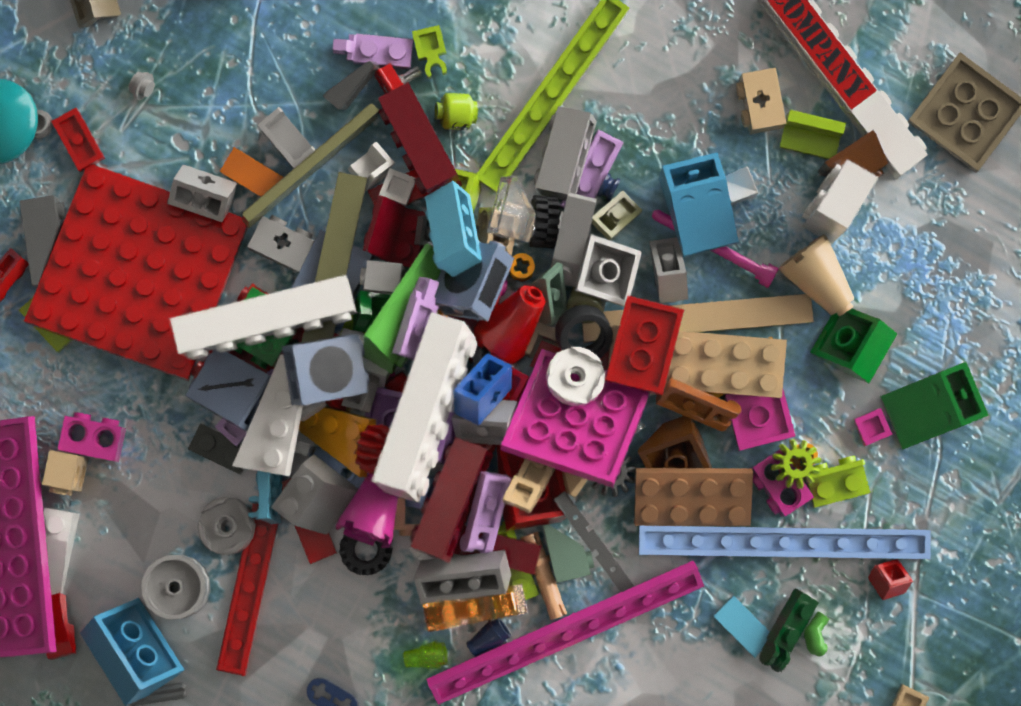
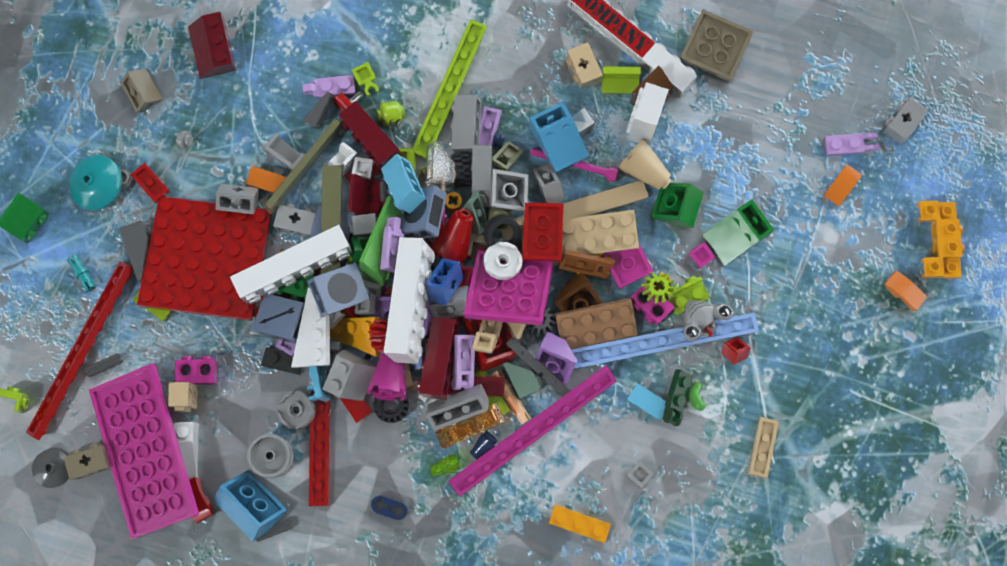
camera: 10 degrees left, 5 degrees down
(623, 533) = (556, 357): none -> medium lavender slope
(849, 523) = (701, 318): none -> light grey head

